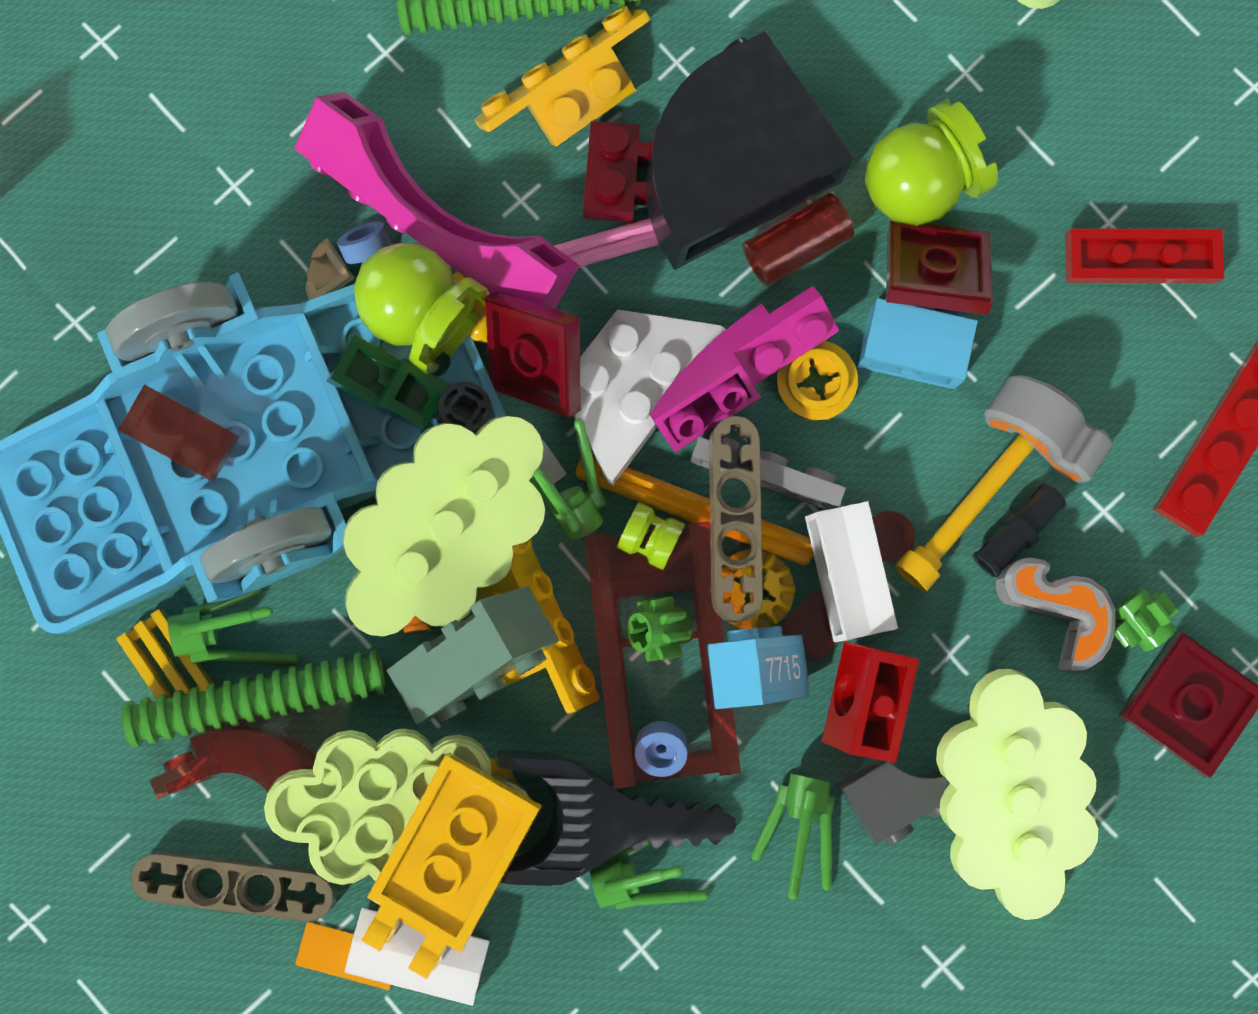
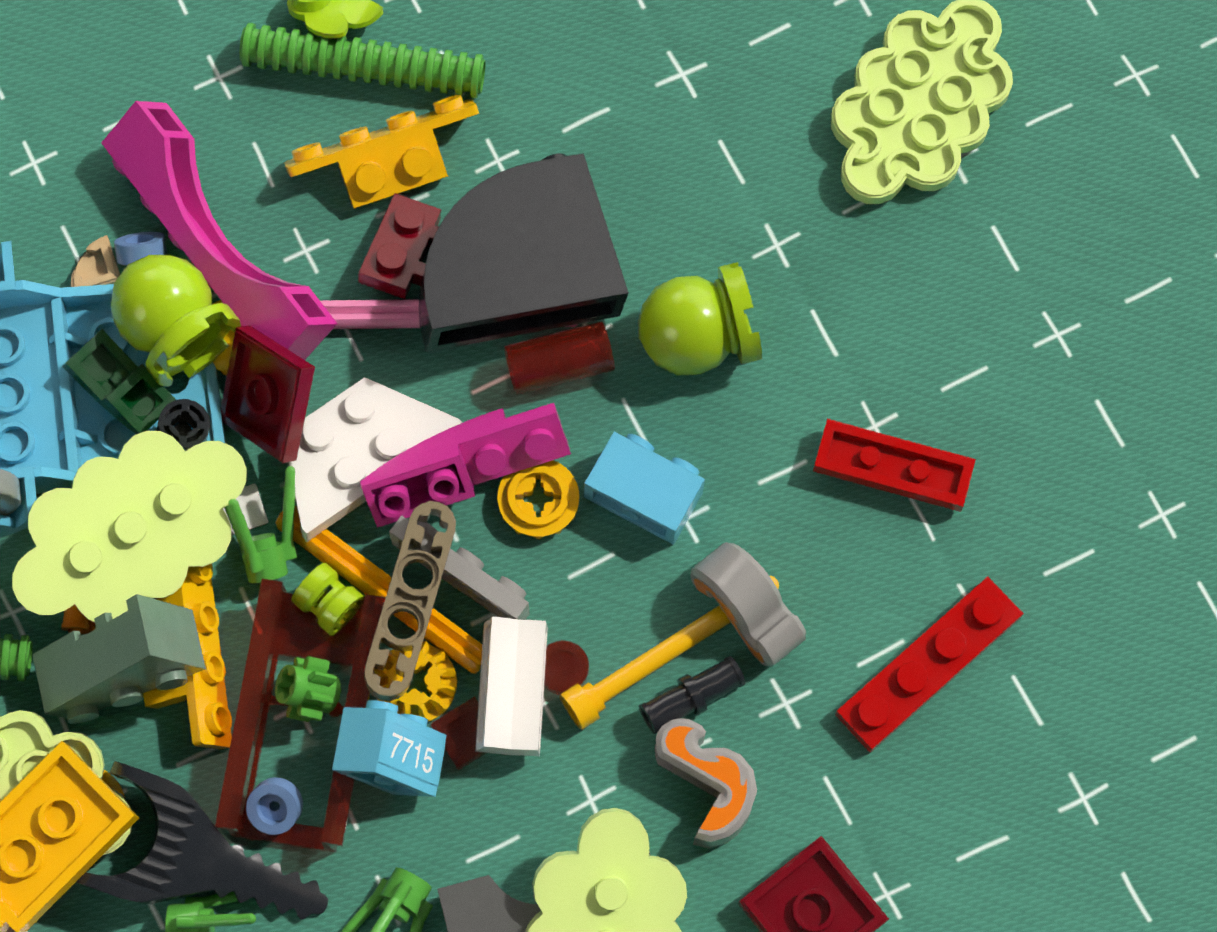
camera: 10 degrees right, 10 degrees down
(870, 701) = (490, 813): red brick -> none
(939, 267) = (686, 420): dark red plate -> none
(1144, 619) = (786, 813): bright green gear -> none

